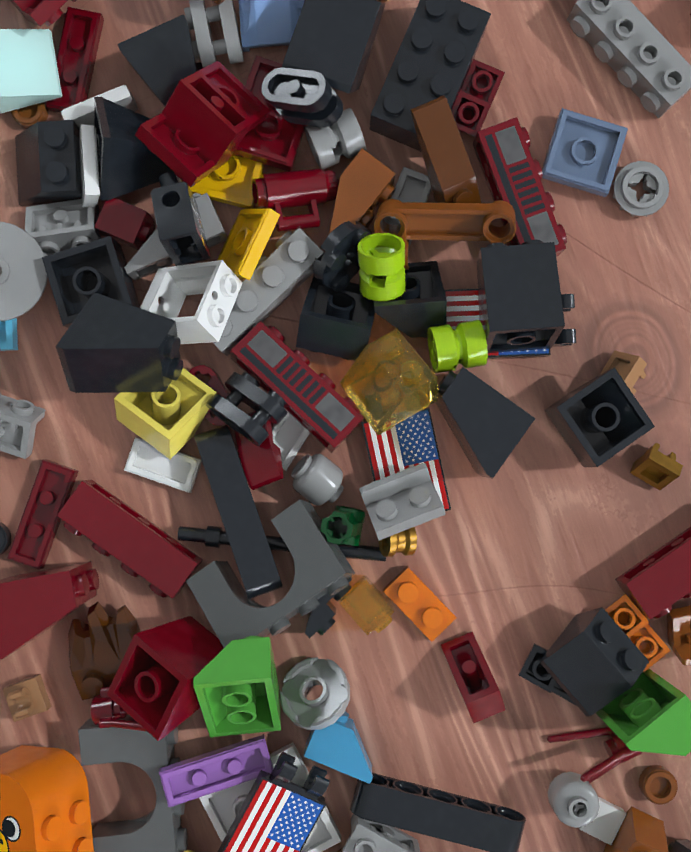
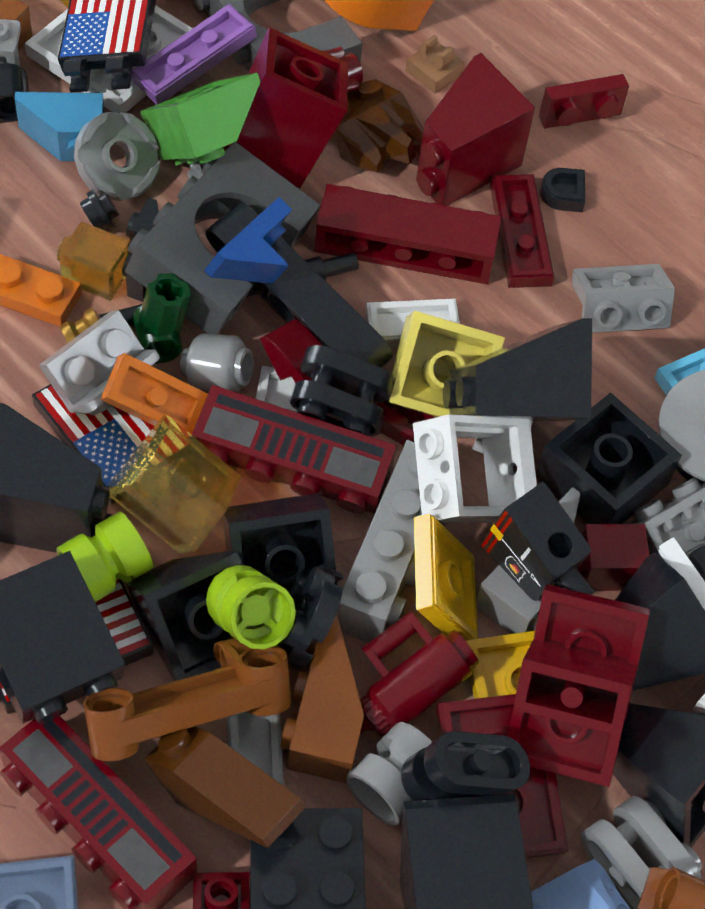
camera: 150 degrees right, 30 degrees down
(269, 538) = (250, 252): none -> blue slope
(345, 650) = (100, 210): none -> black plate
(377, 455) = (152, 393): none -> orange plate

